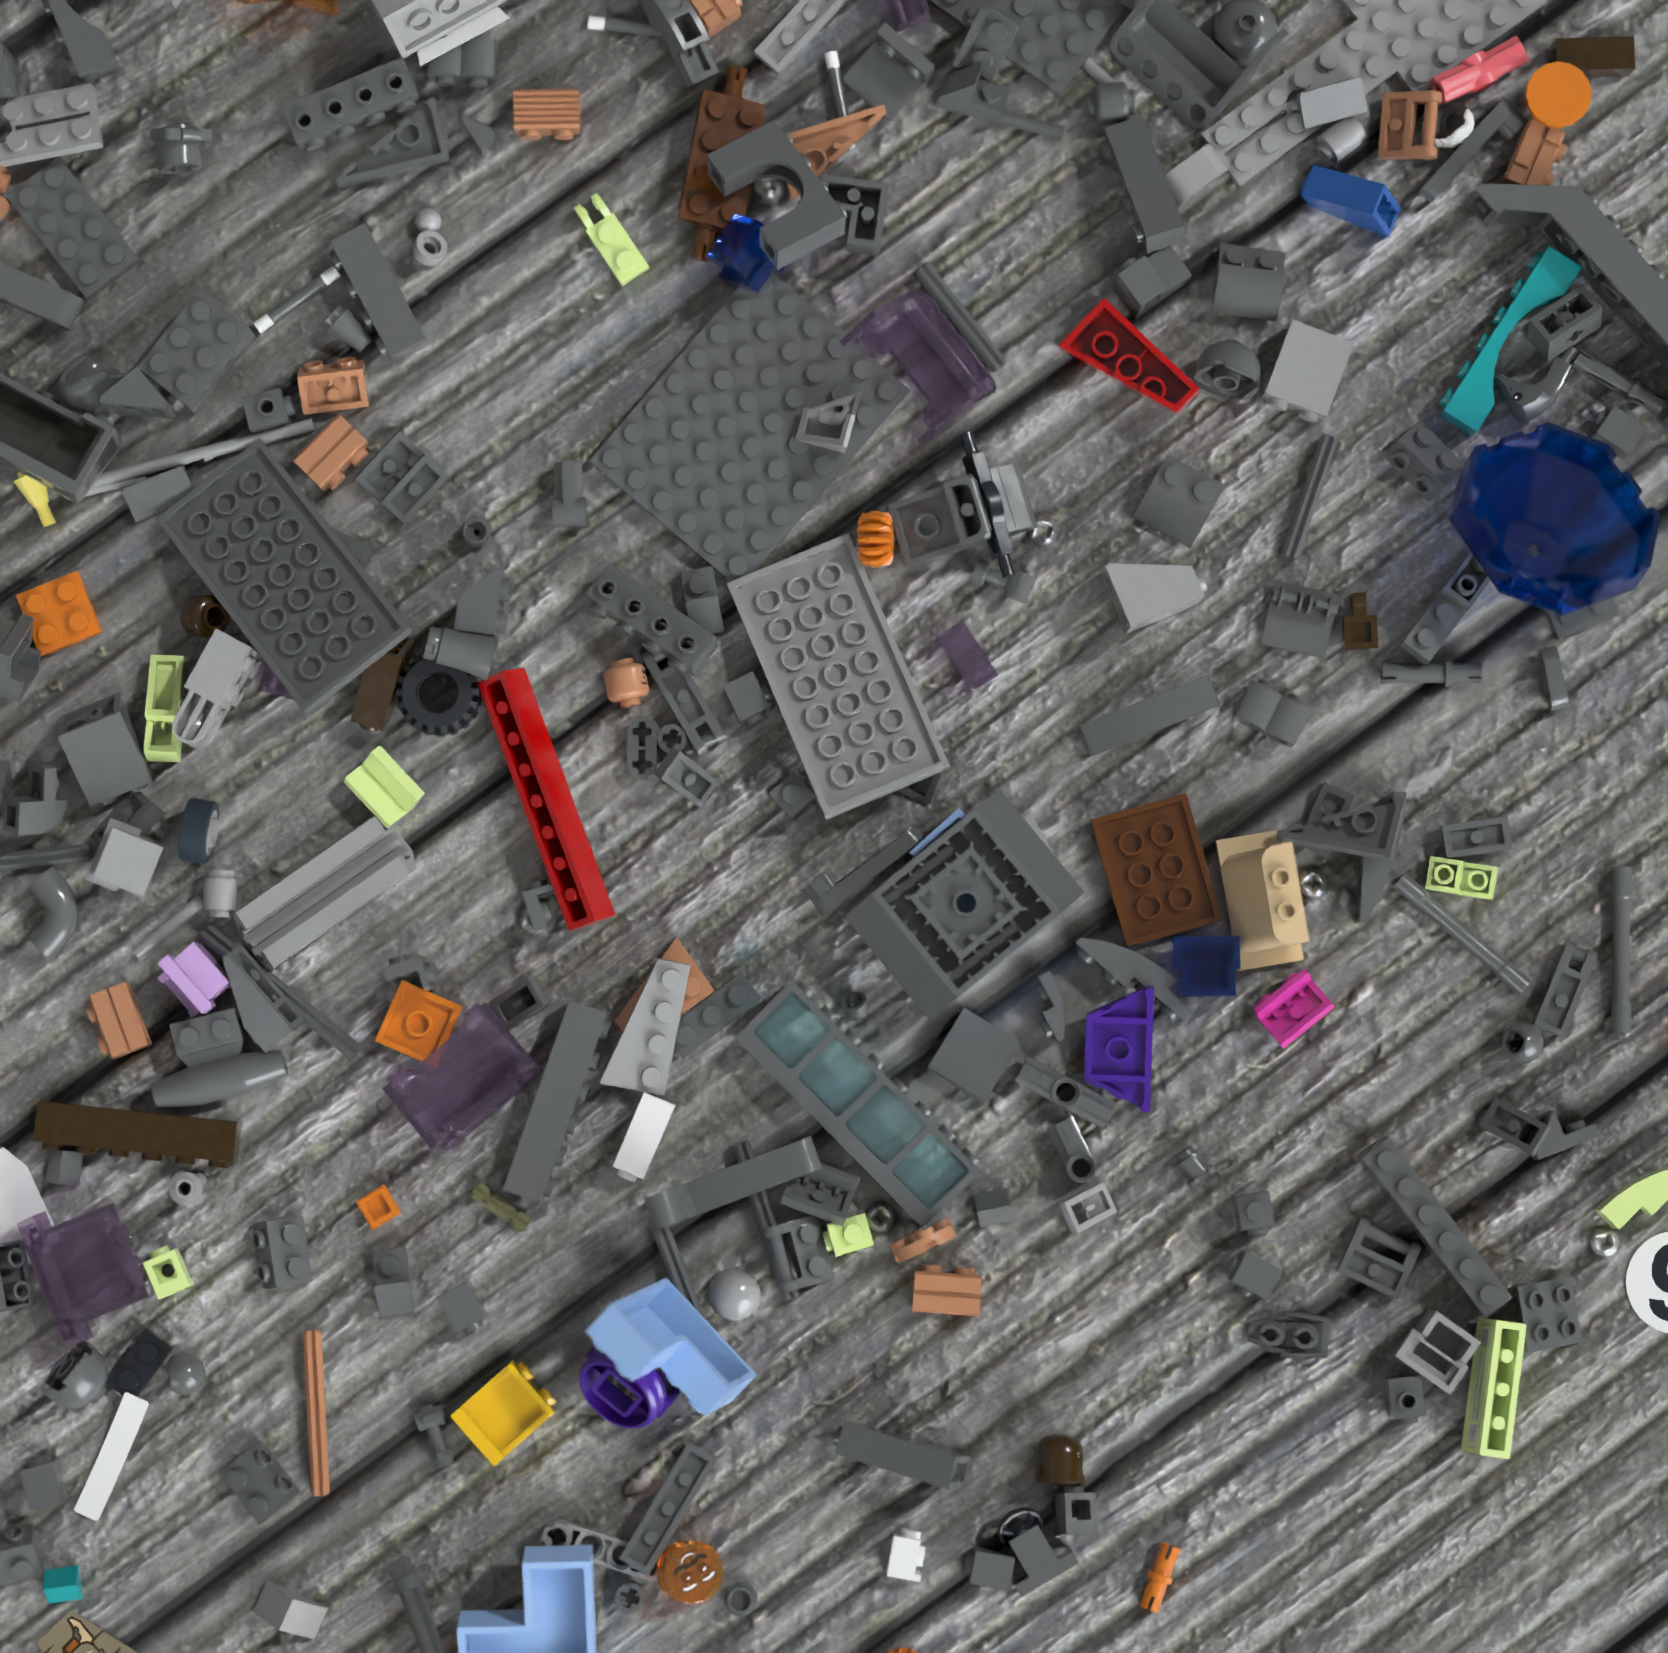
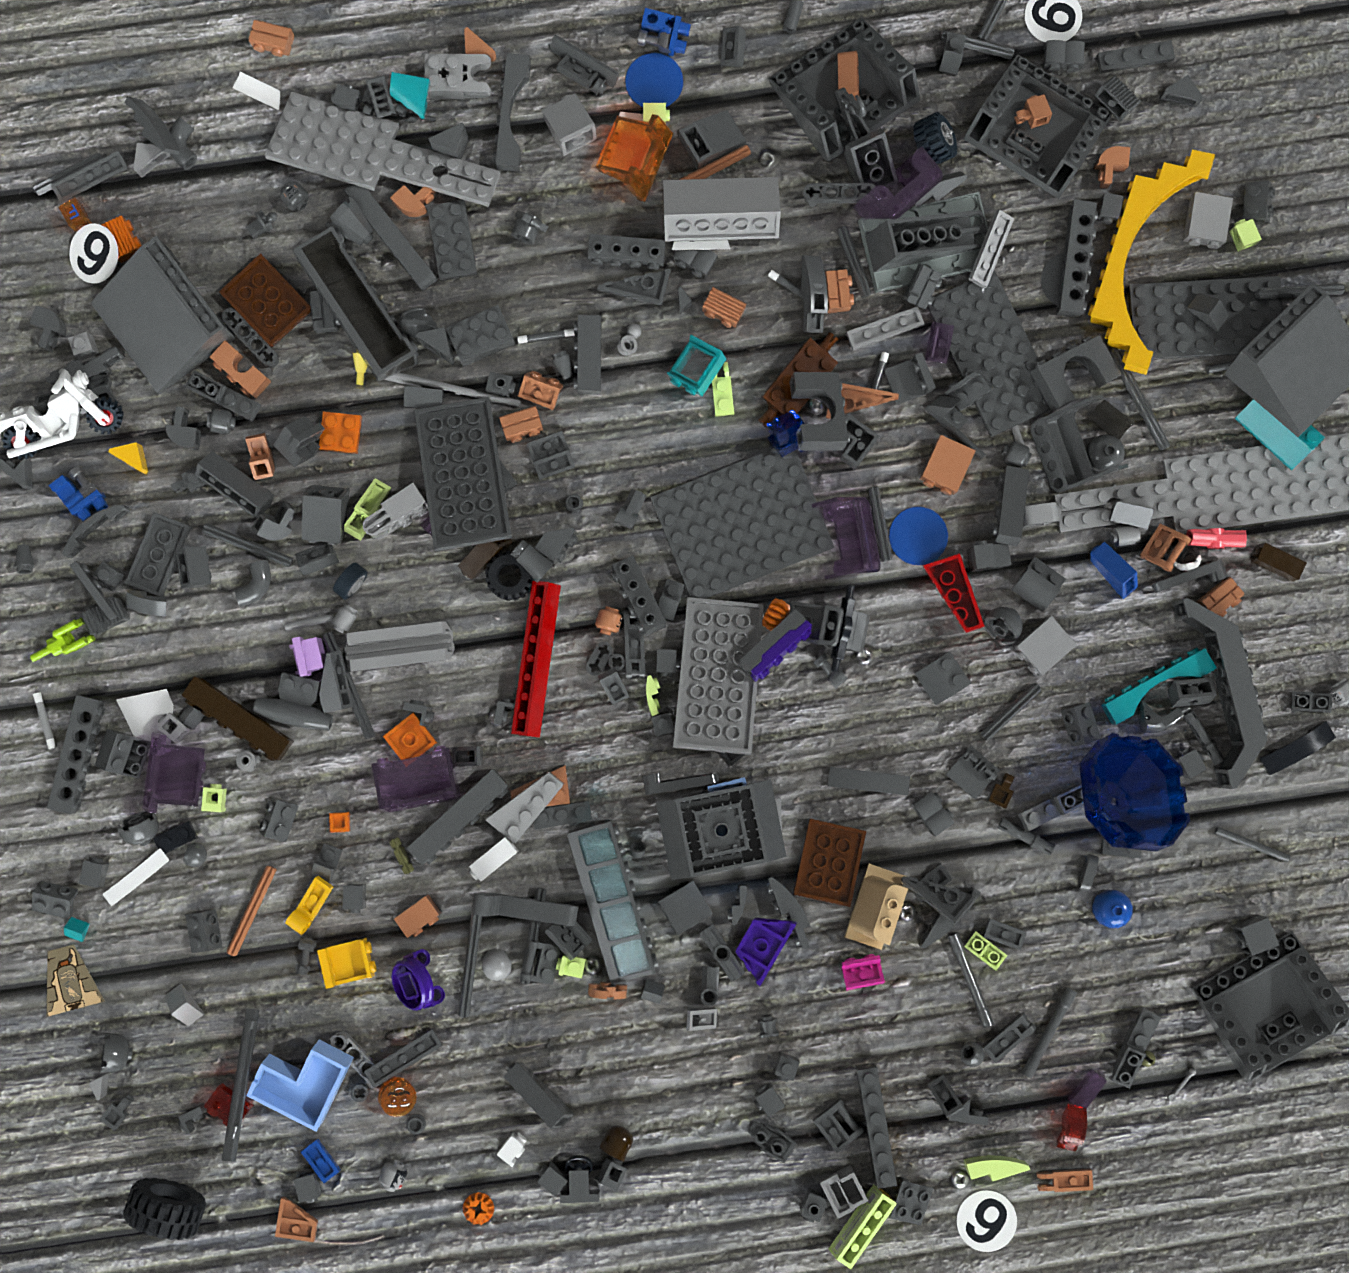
camera: 30 degrees right, 0 degrees up
(60, 1198) = (165, 727): none -> light grey brick
(118, 1021) = (258, 656): nougat brick -> none
(125, 859) = (305, 576): light grey plate -> none
(203, 615) = (411, 472): dark brown head -> none
(384, 787) = (456, 609): yellowish green panel -> none
(401, 1356) = (309, 906): none -> yellow plate
(553, 224) = (696, 366): none -> teal window
(575, 1284) = (417, 916): none -> nougat brick
(667, 1332) = (452, 971): light blue piece -> none
(747, 752) = (651, 689): none -> yellowish green slope
(829, 423) = (784, 543): light grey slope -> none
(900, 583) = (775, 645): none -> piece
(946, 1291) = (606, 1023): nougat brick -> none
(966, 656) = (790, 700): clear purple slope -> none
(1015, 174) = (947, 465): none -> nougat brick
(1028, 305) = (918, 536): none -> blue sticker
(1151, 591) = (903, 718): light grey slope -> none
(1159, 1577) = (637, 1229): orange pin -> none
(1206, 965) = (829, 927): clear blue plate -> none
(1558, 95) = (1251, 572): orange tile -> none
(1618, 713) = (1112, 908): none -> blue cylinder

